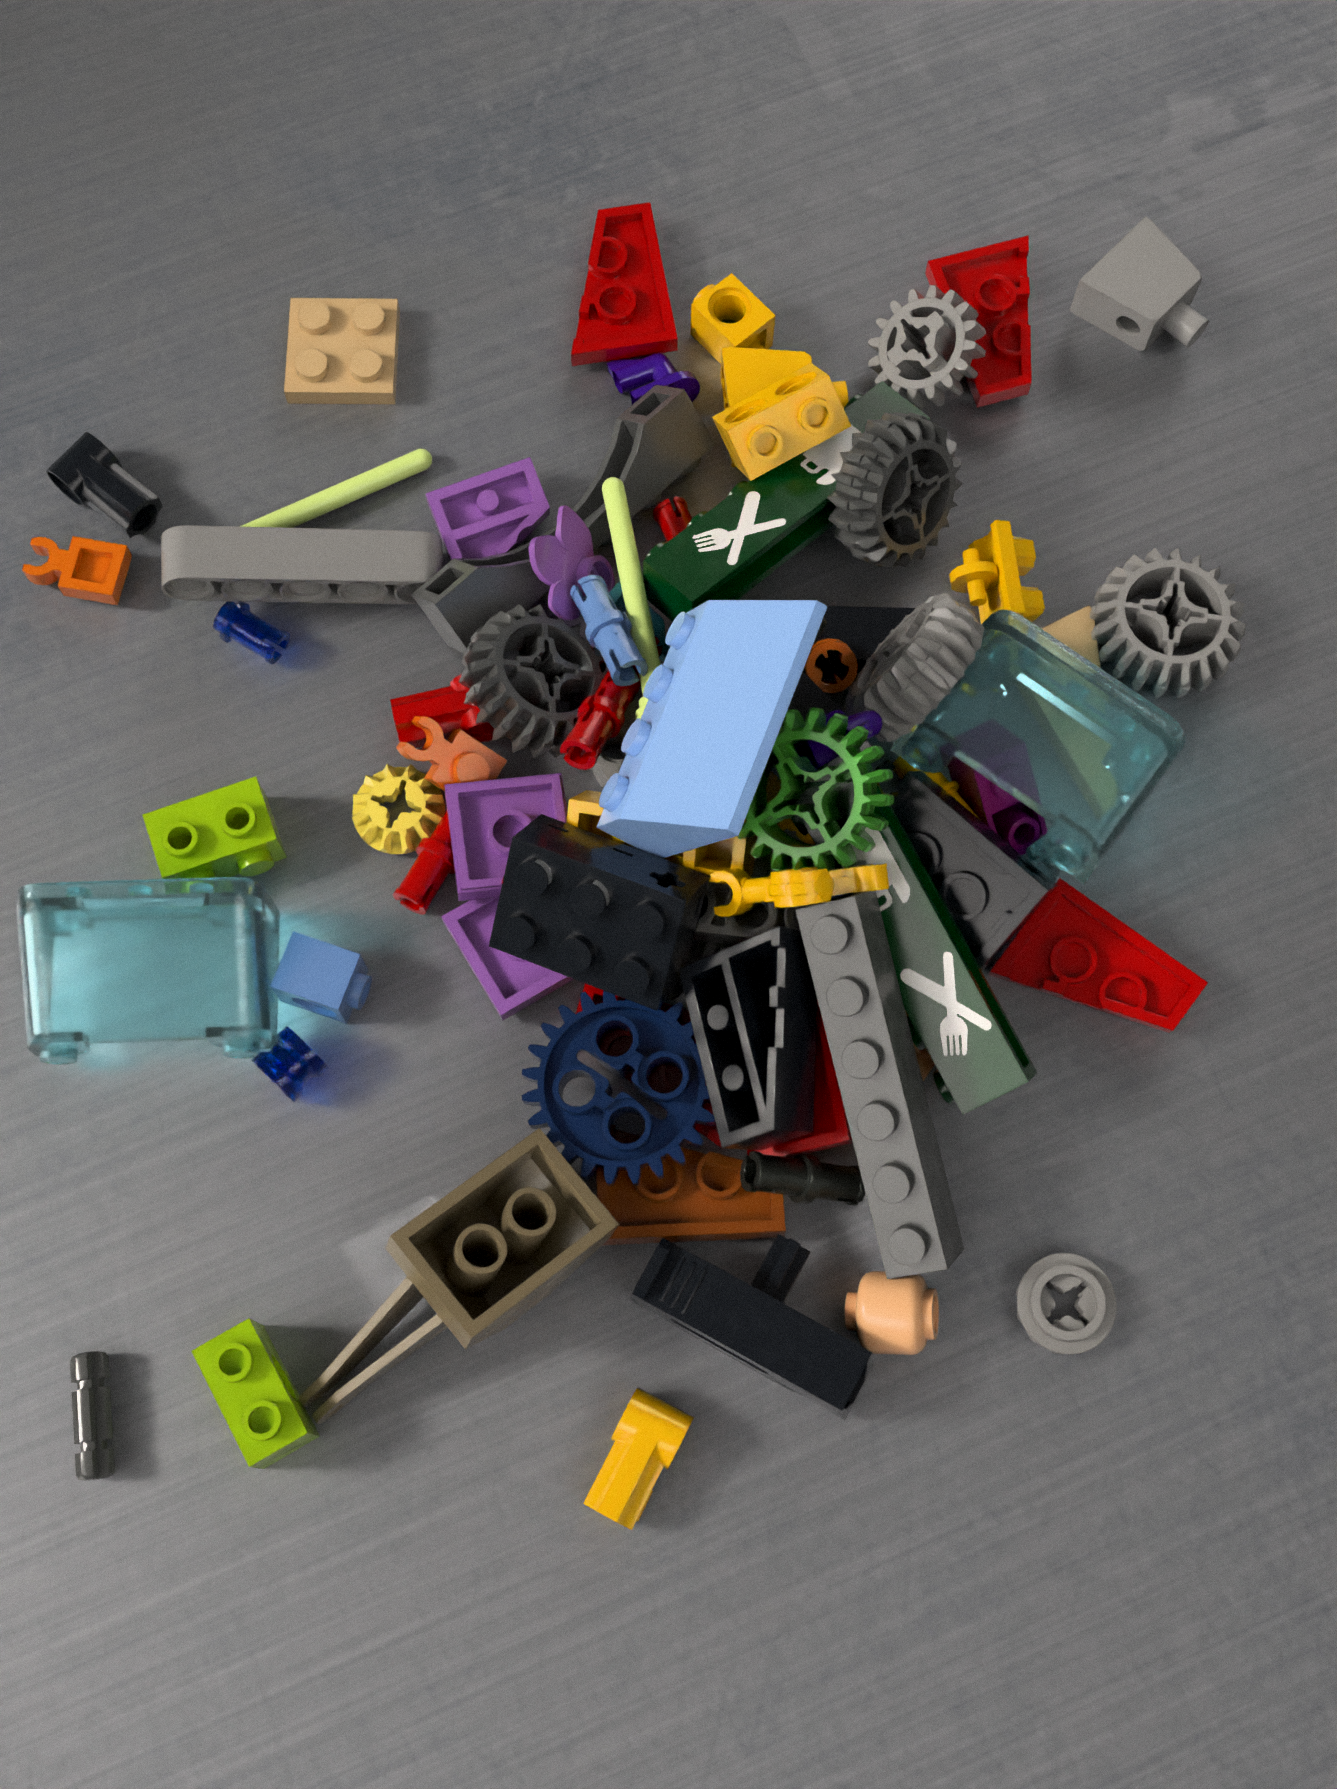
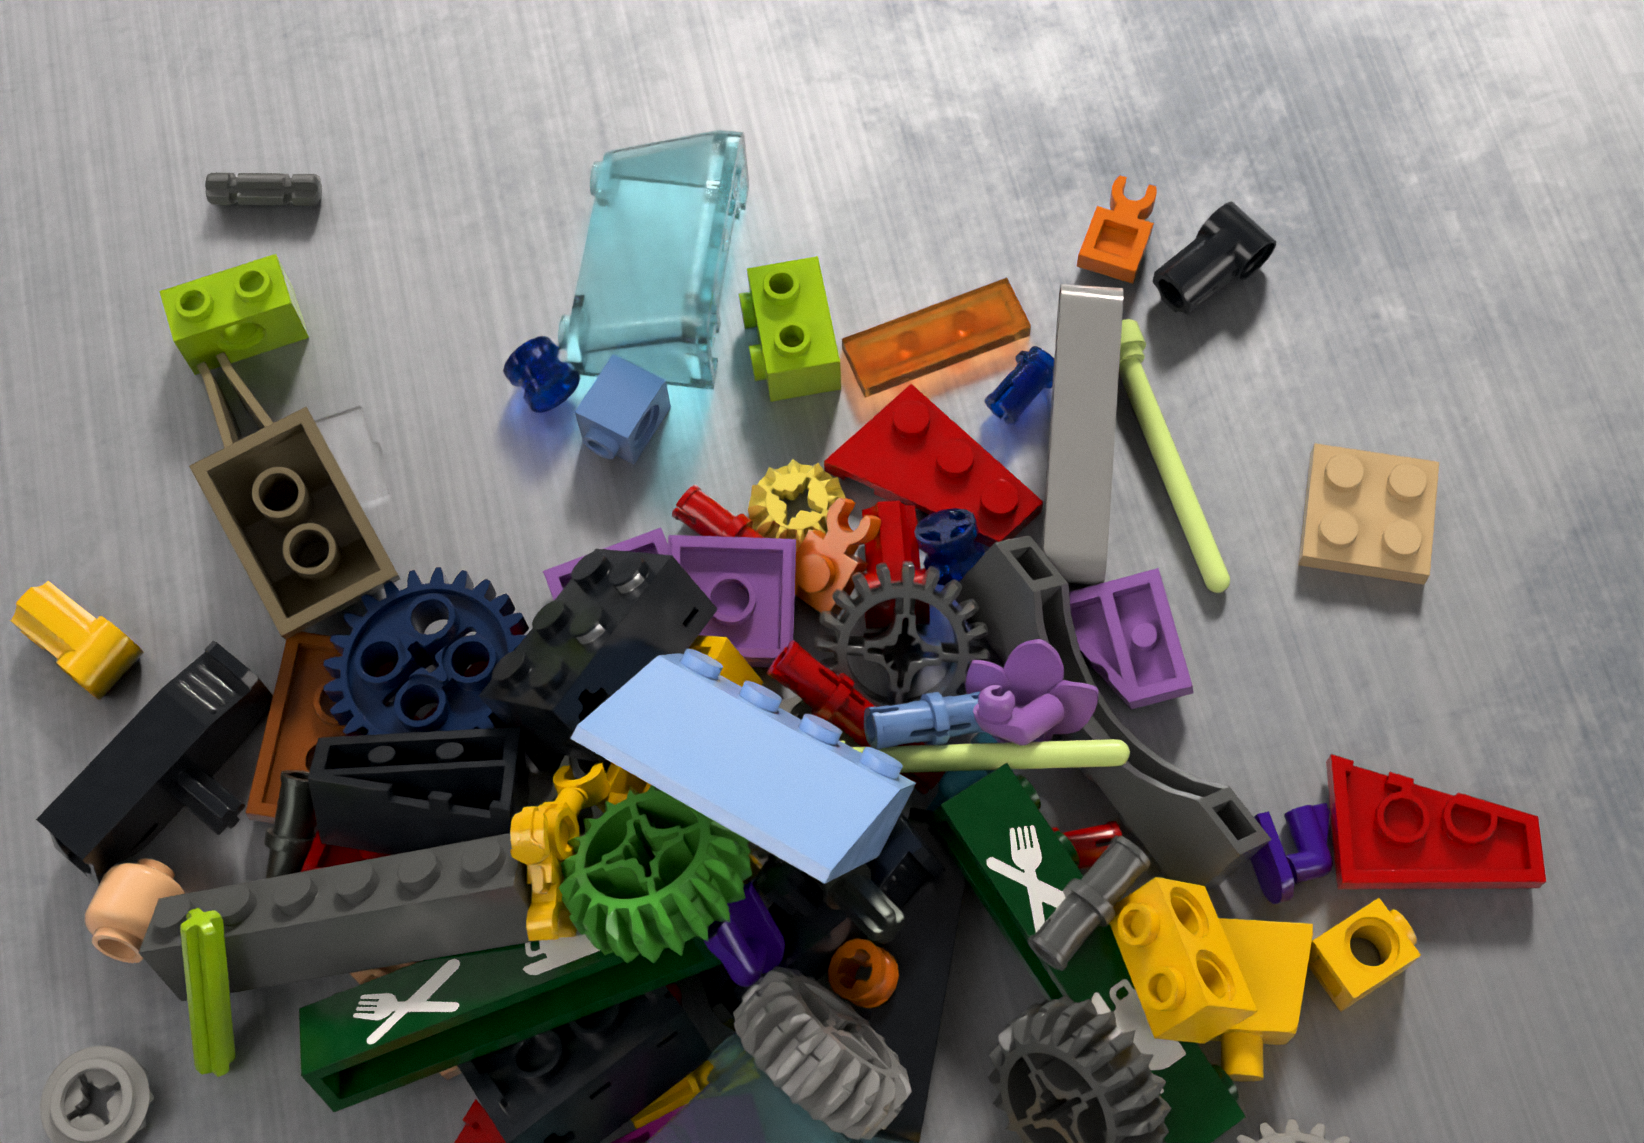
camera: 105 degrees right, 5 degrees down
(204, 713) = (936, 337): none -> clear orange tile
(339, 702) = (933, 464): none -> red wing
(415, 652) = (949, 543): none -> clear blue wheel
(604, 559) = (1018, 725): none -> medium lavender arm
(752, 482) = (1089, 902): none -> dark grey pin
(965, 1198) = (208, 991): none -> lime axle

